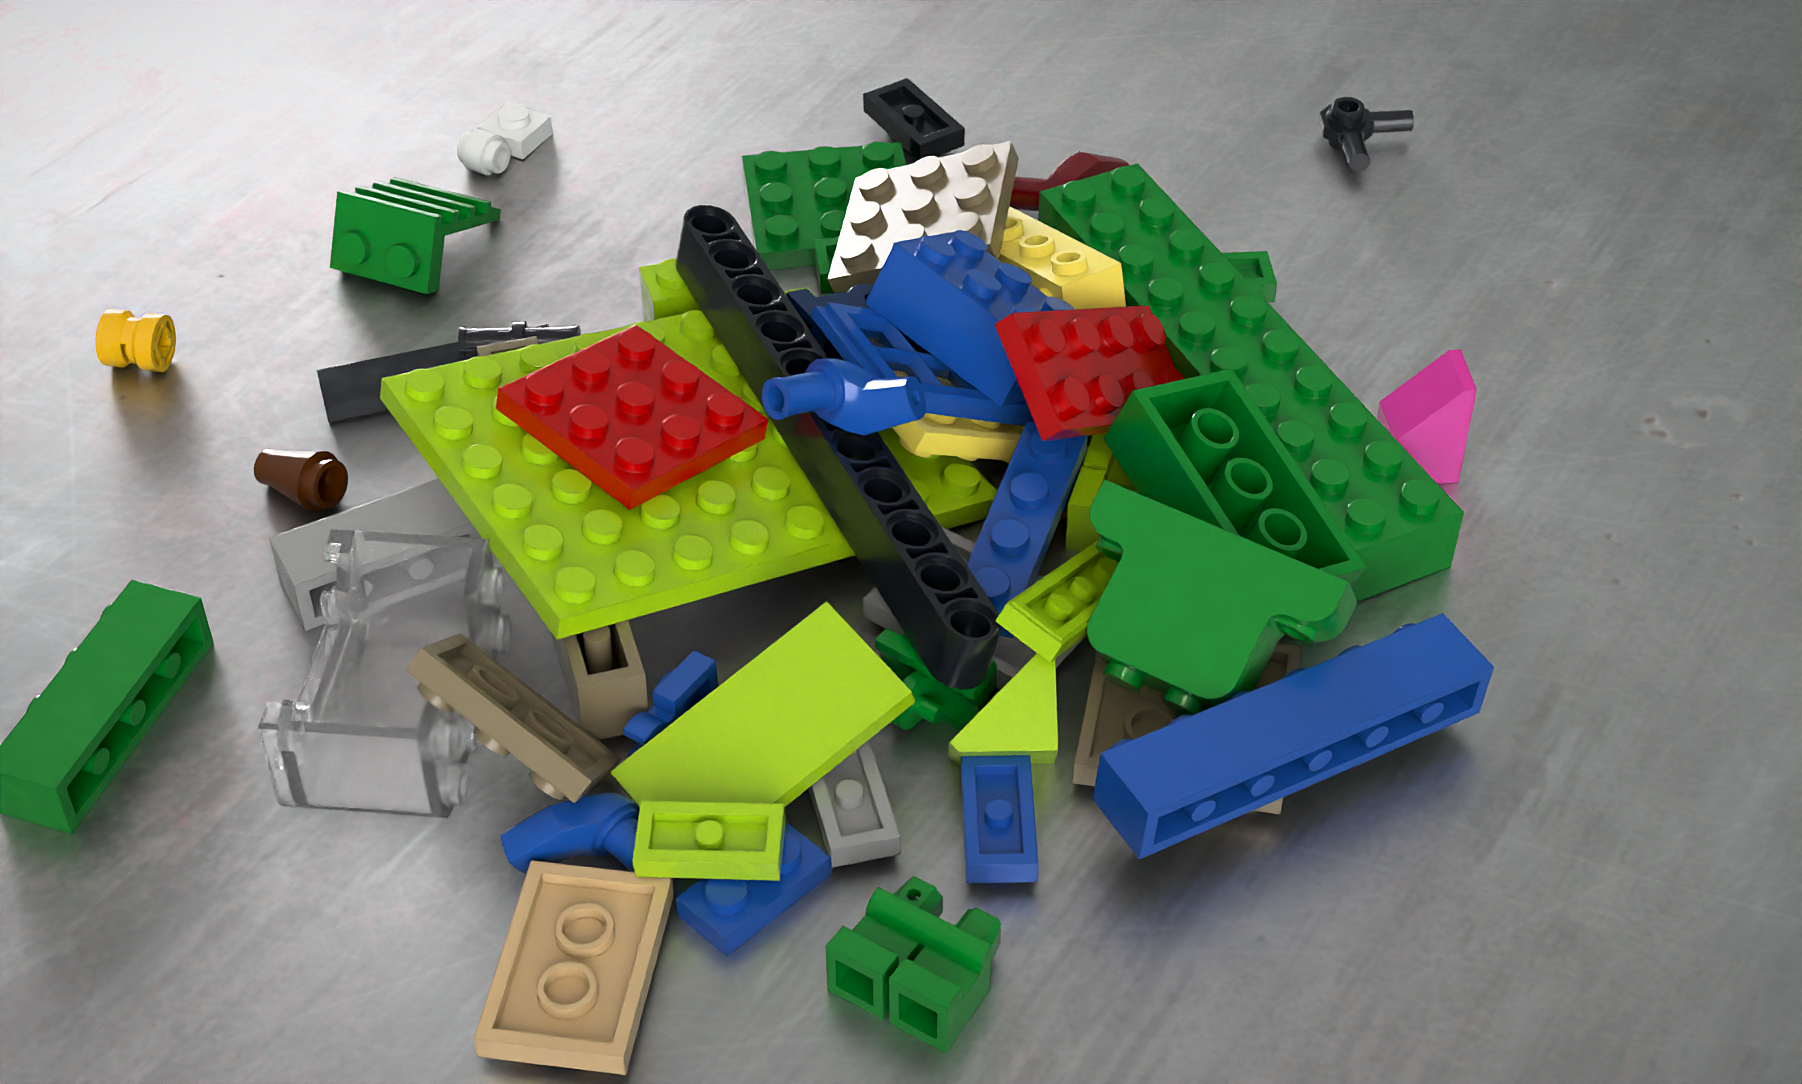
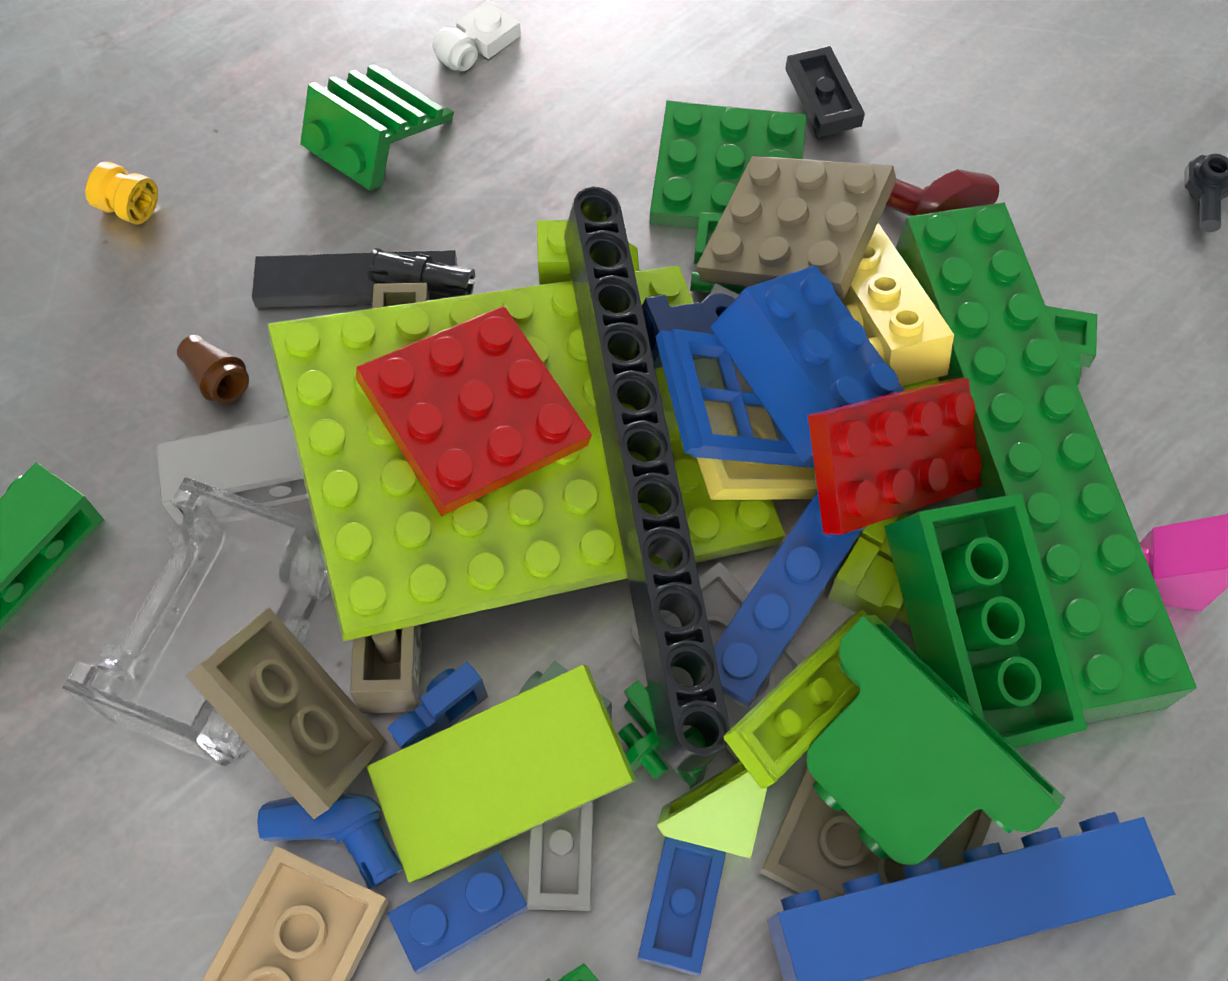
camera: 15 degrees right, 20 degrees up
(709, 840) = (422, 878): lime plate -> none
(846, 397) = (657, 452): blue arm -> none

